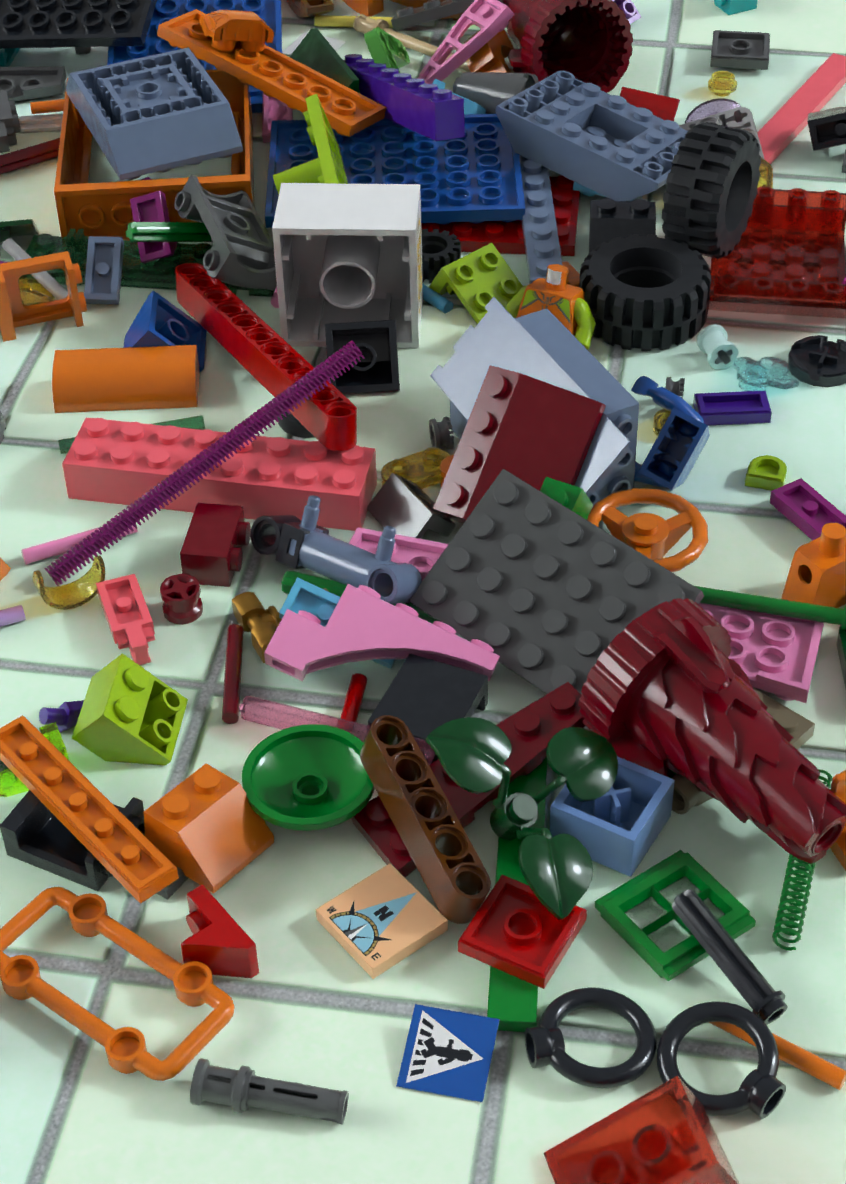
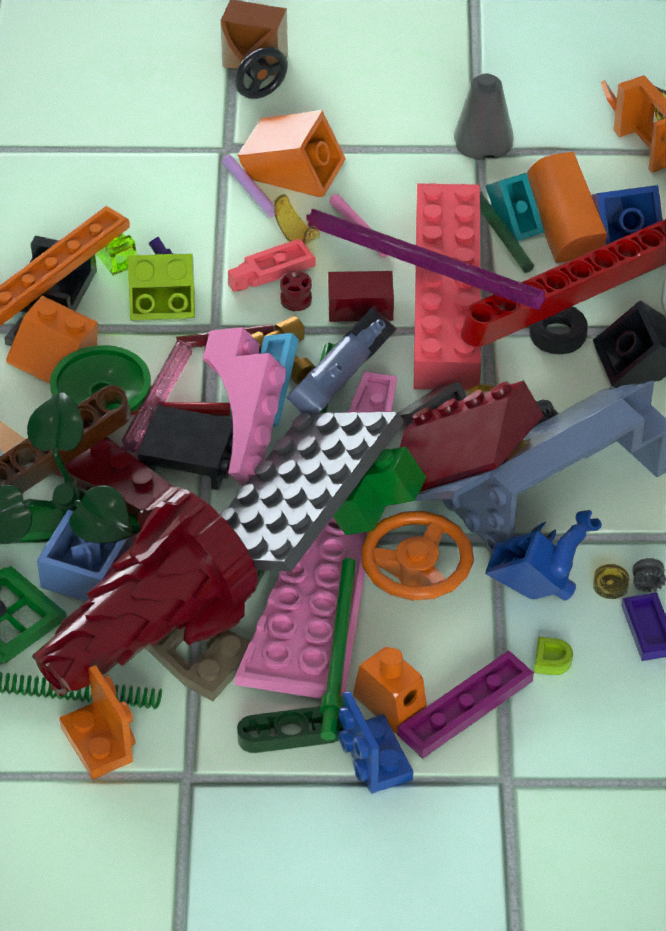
camera: 80 degrees right, 5 degrees up
(103, 400) = (516, 206): none -> teal slope

